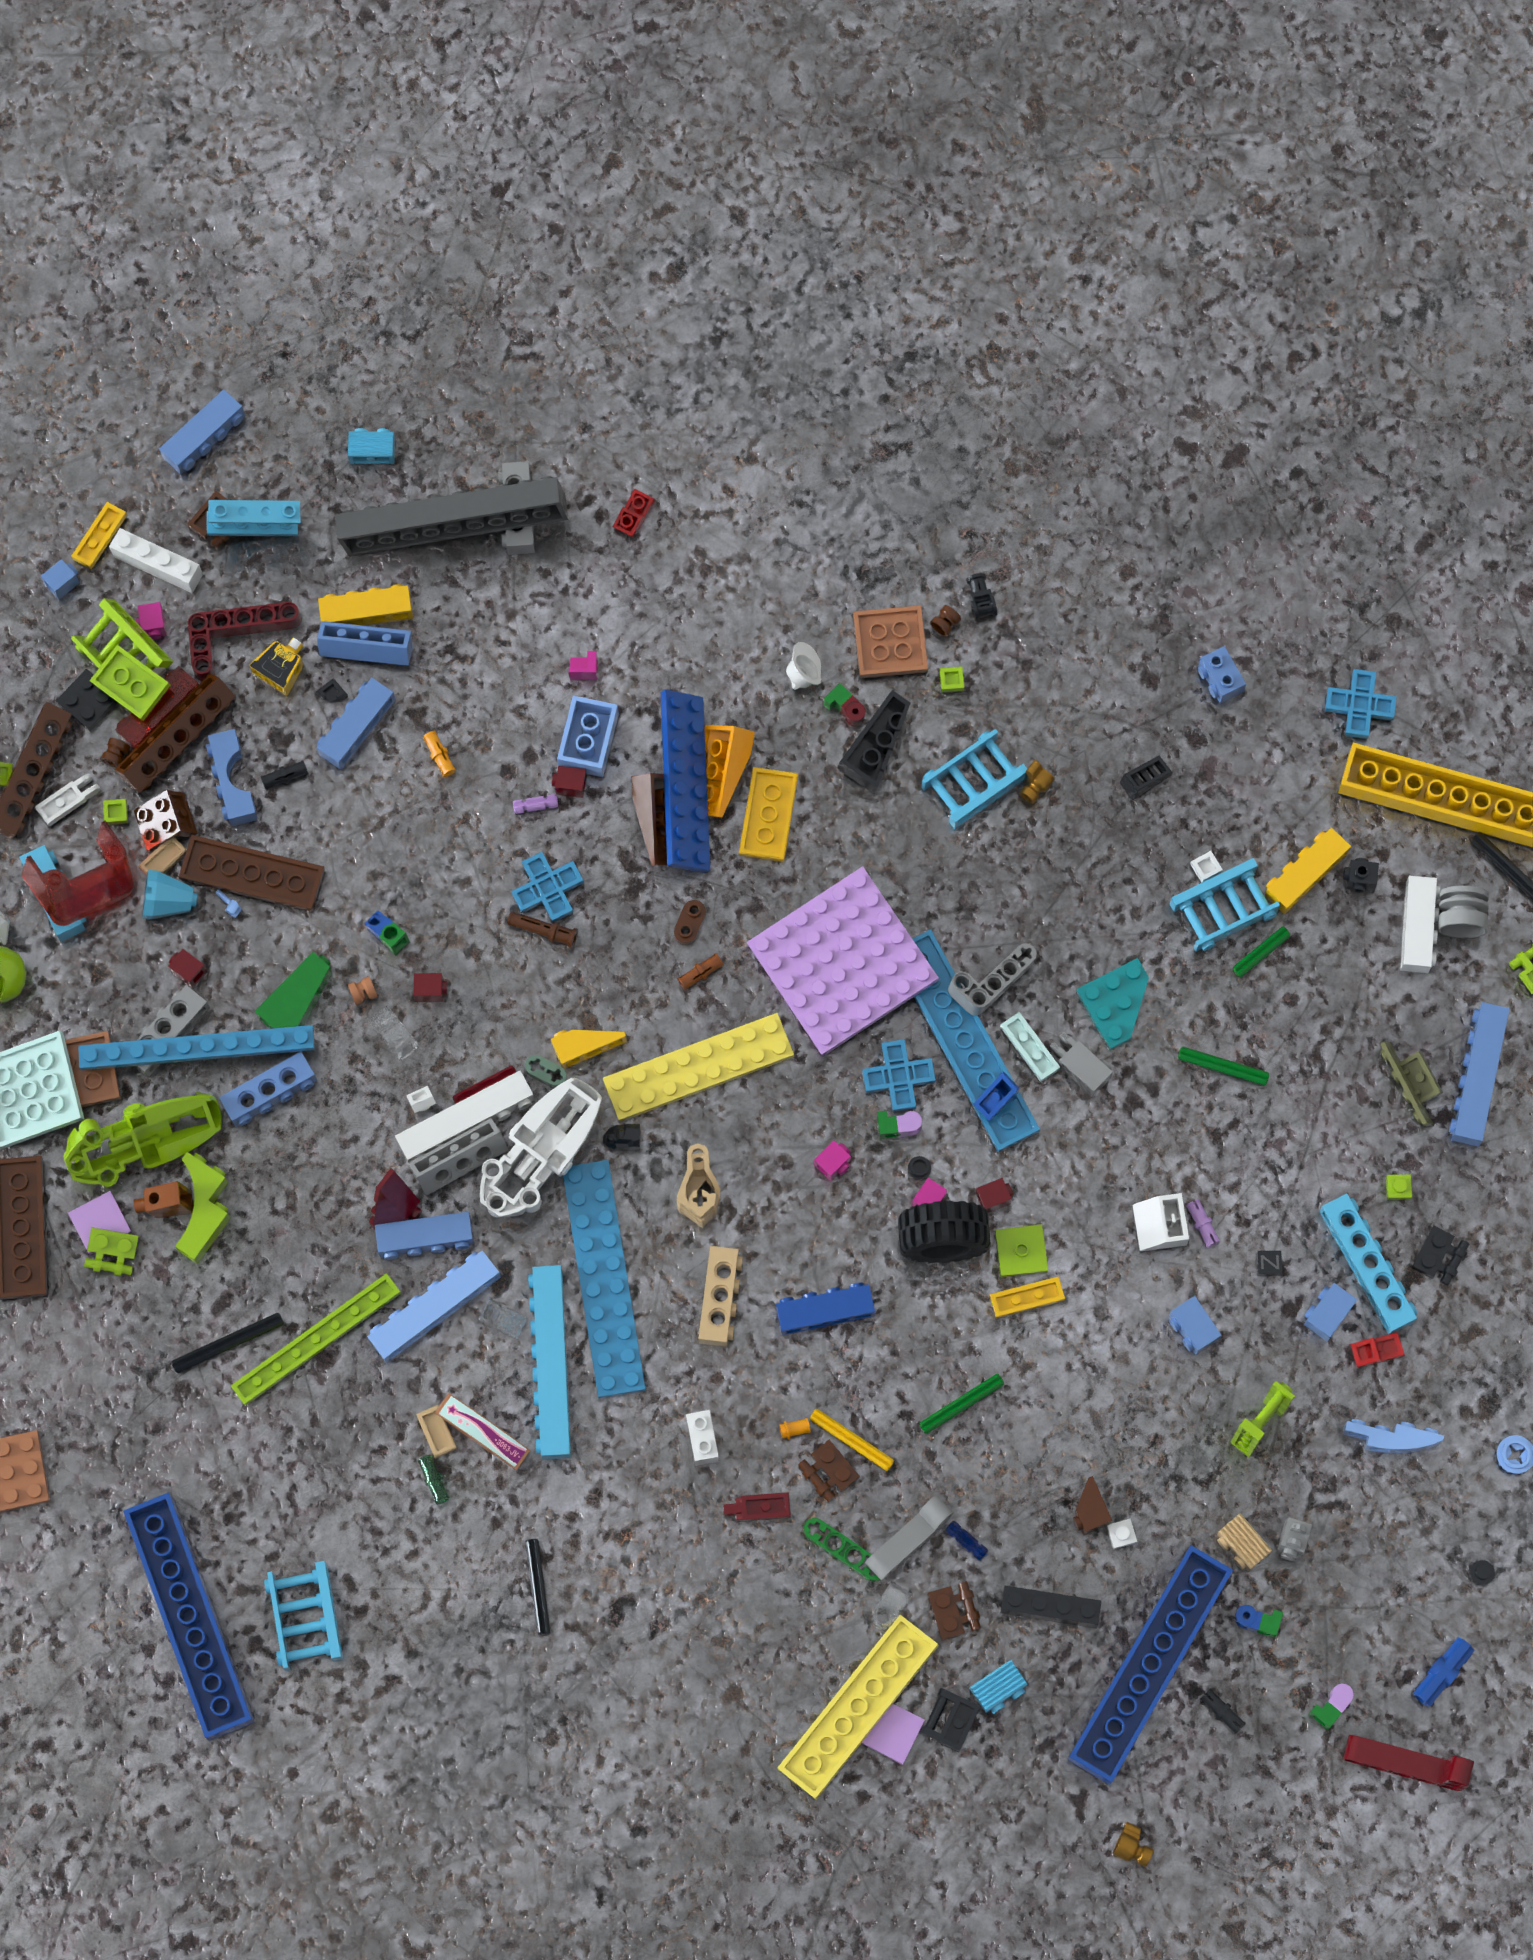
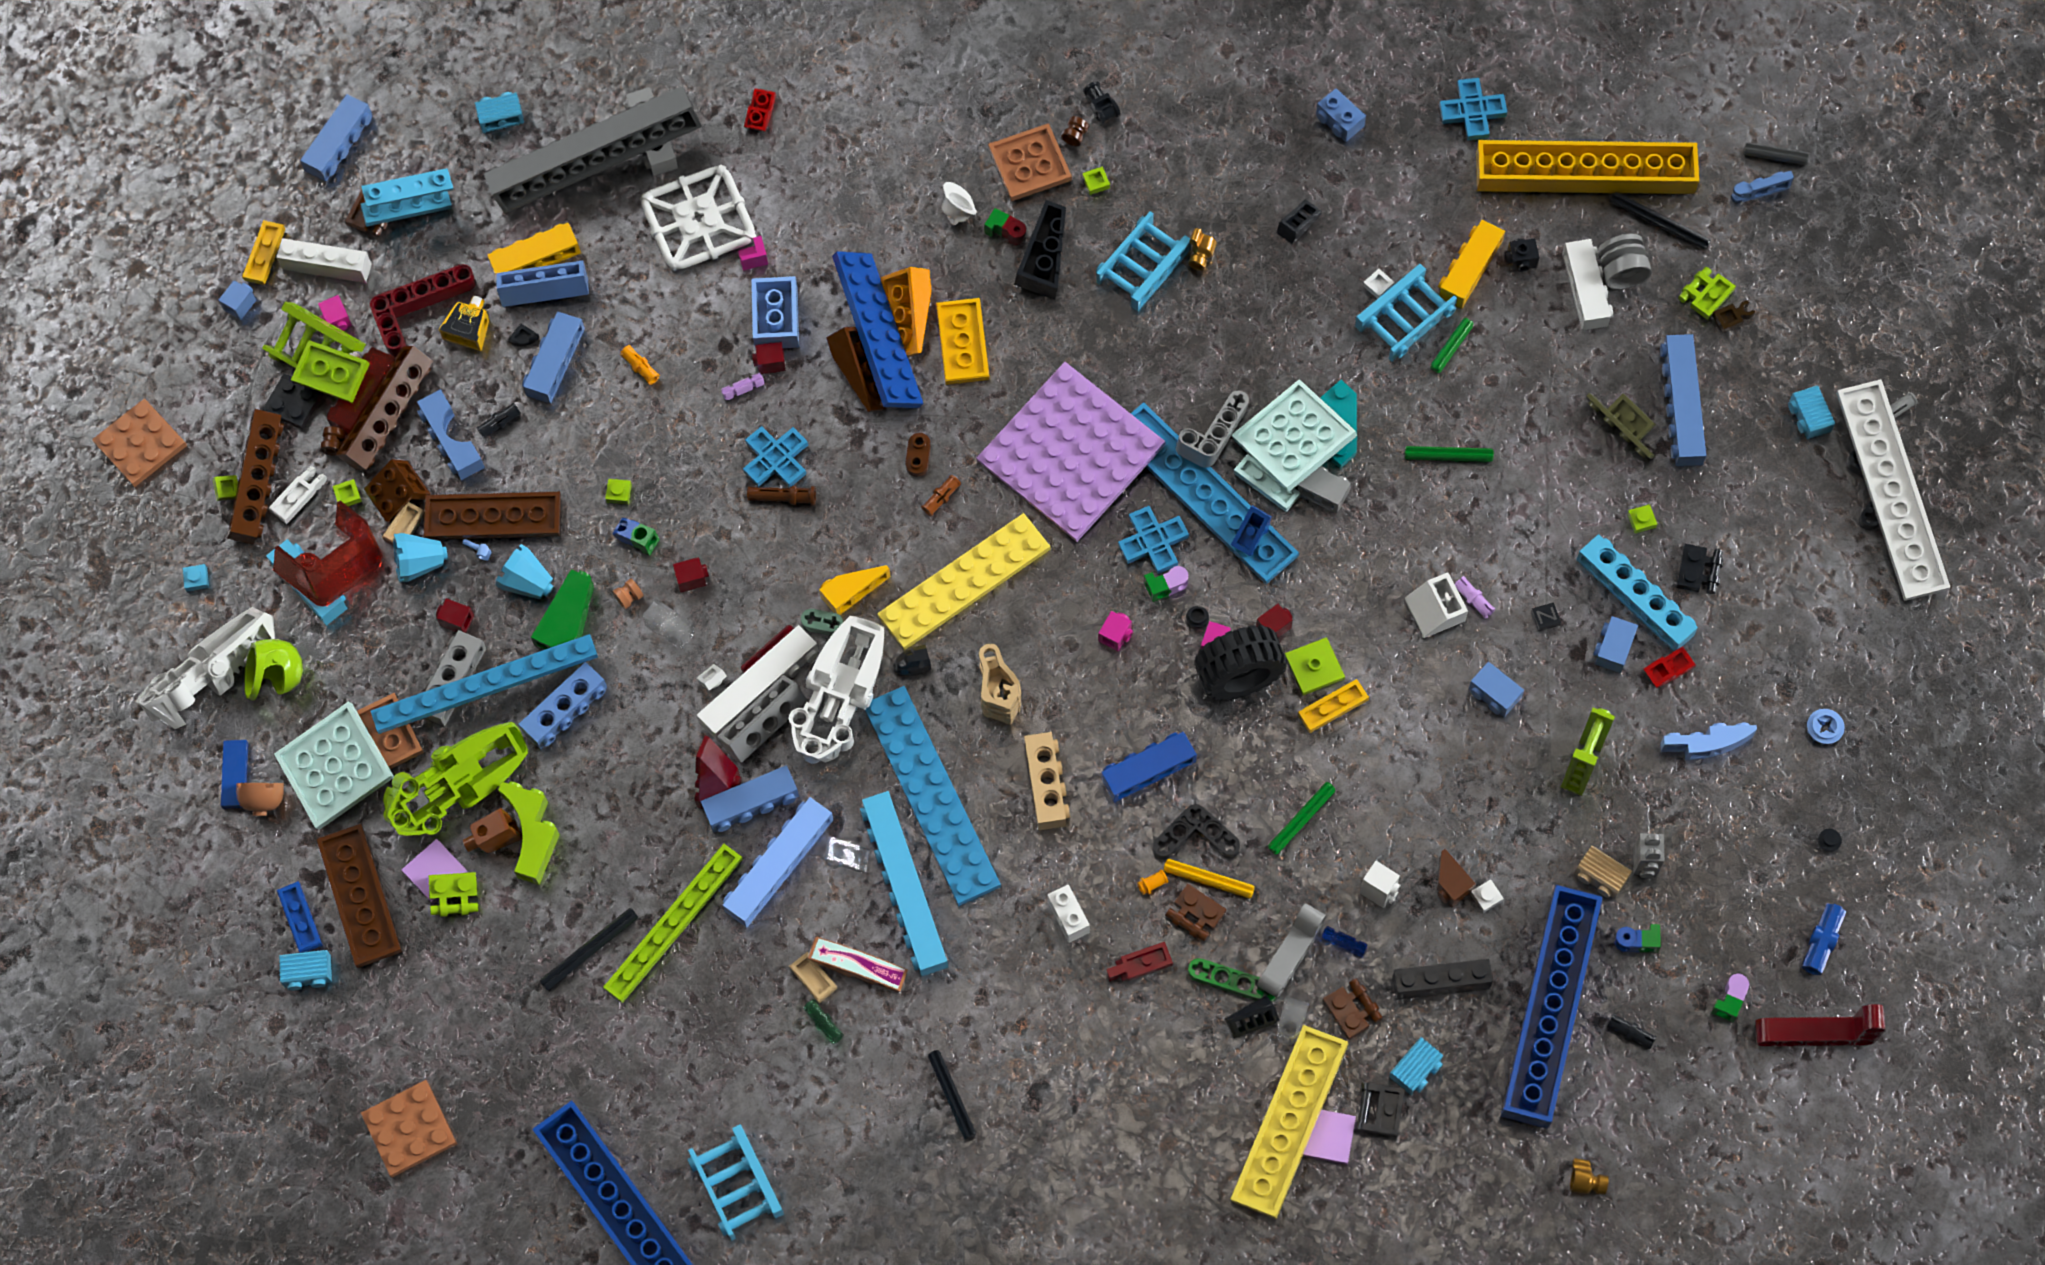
camera: 15 degrees left, 5 degrees down
(266, 945) = (525, 575): none -> medium azure cone
(382, 880) = (618, 491): none -> lime plate
(547, 600) = (692, 230): none -> white plate
(851, 1382) = (1192, 826): none -> black beam
(865, 1596) = (1262, 1021): none -> black slope
(1017, 1495) = (1380, 885): none -> white brick
(1070, 1006) = (1294, 435): none -> light aqua plate

